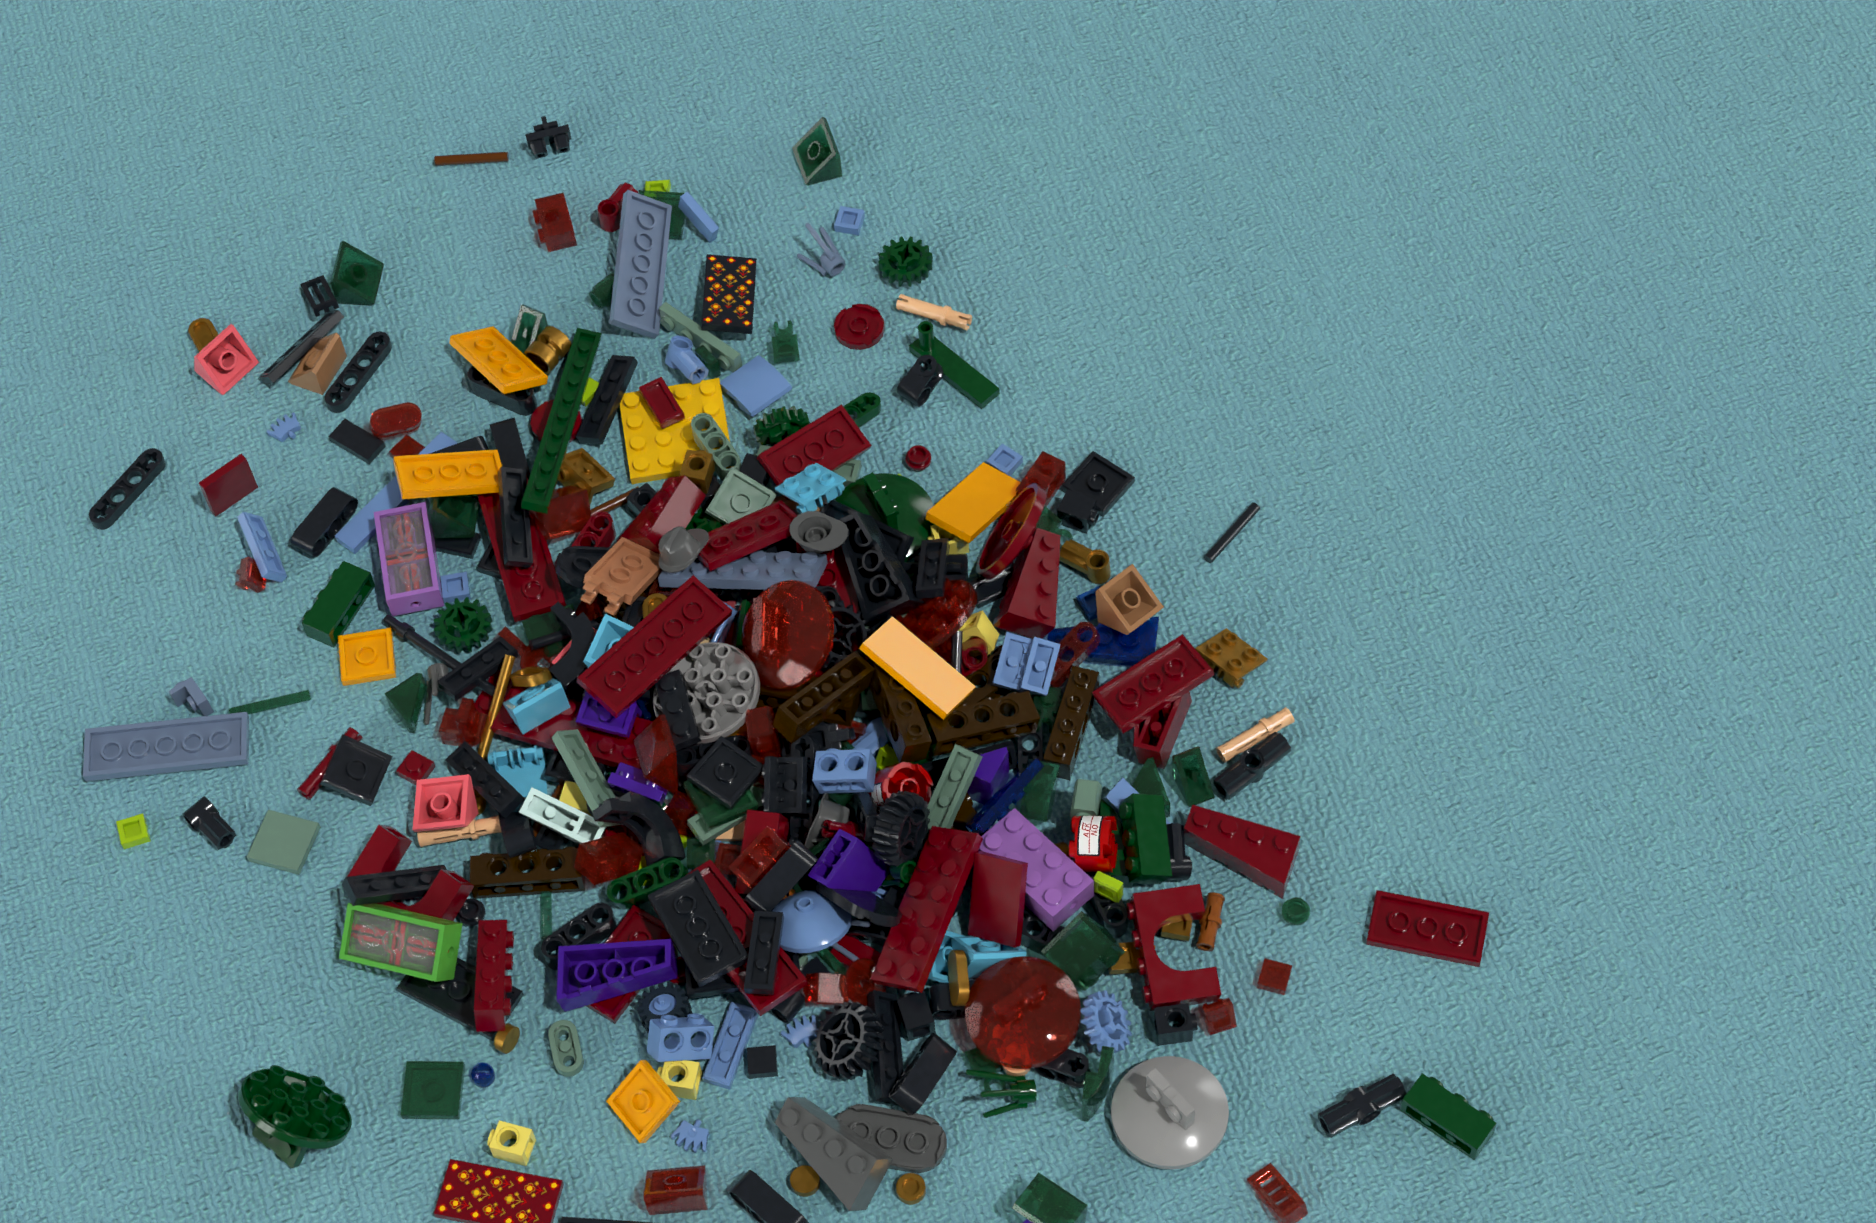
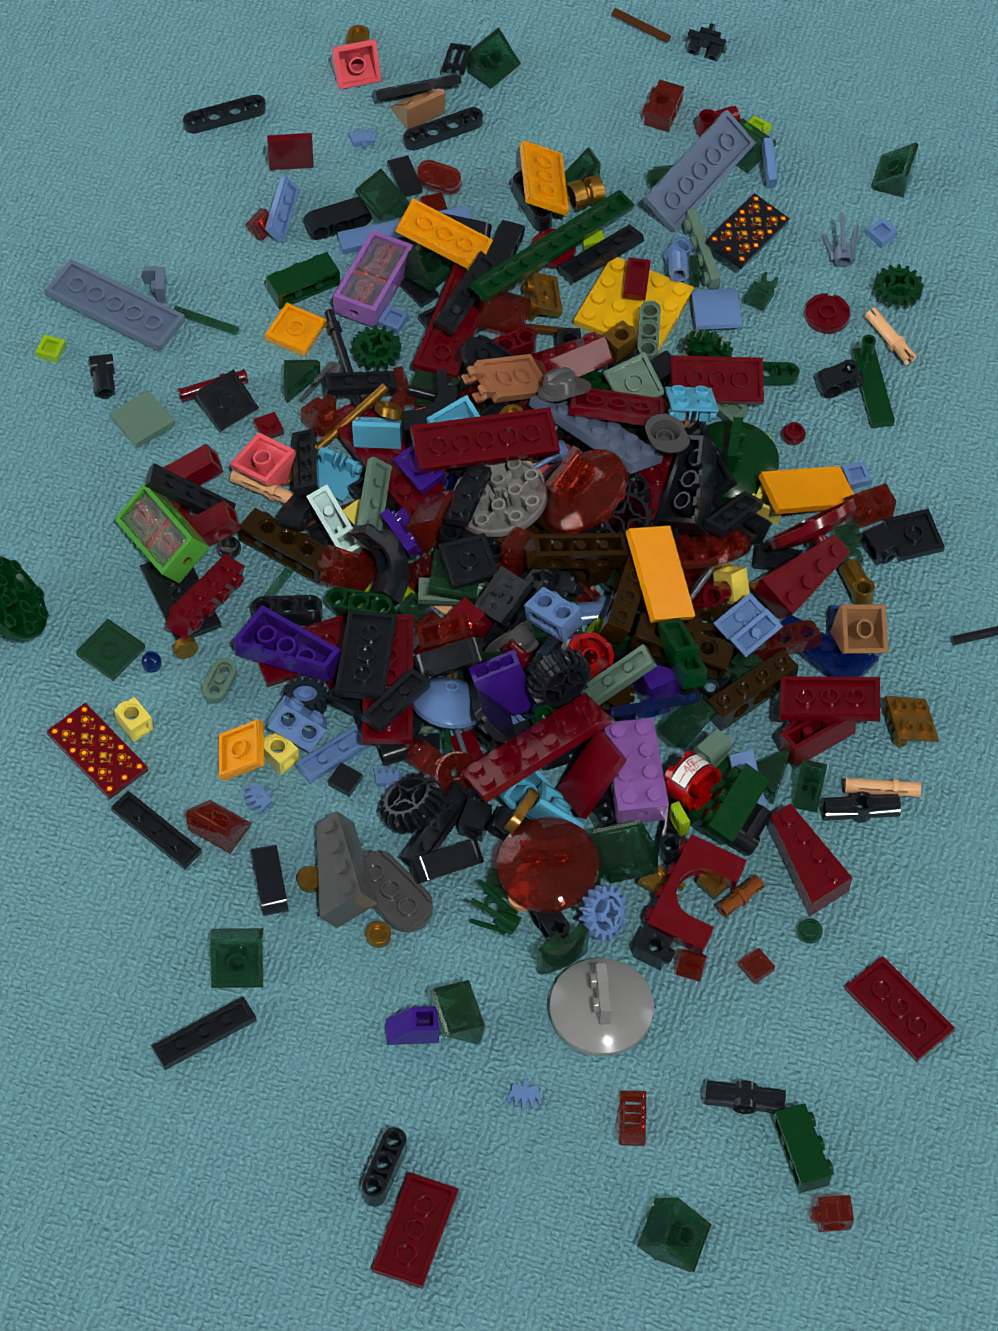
camera: 30 degrees right, 0 degrees up
(356, 473) = (382, 196): none -> clear green slope
(994, 729) = (682, 653): none -> dark green slope
(1522, 1156) = (833, 1213): none -> clear red brick

